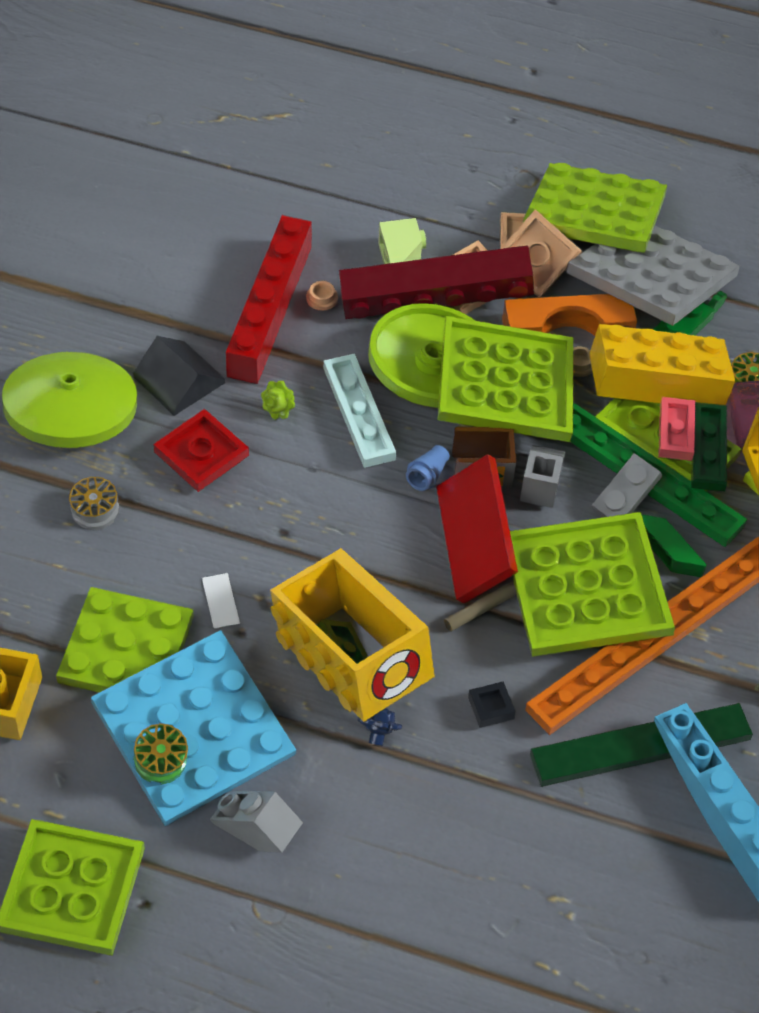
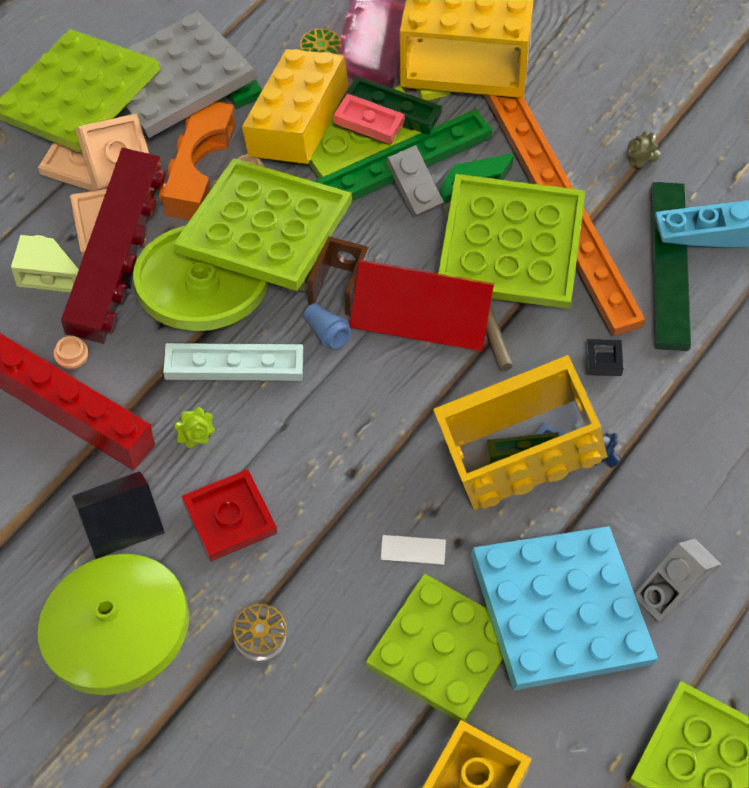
camera: 70 degrees left, 5 degrees up
(160, 754) = (604, 636): bright green wheel -> none
(542, 476) = (377, 230): light grey slope -> none

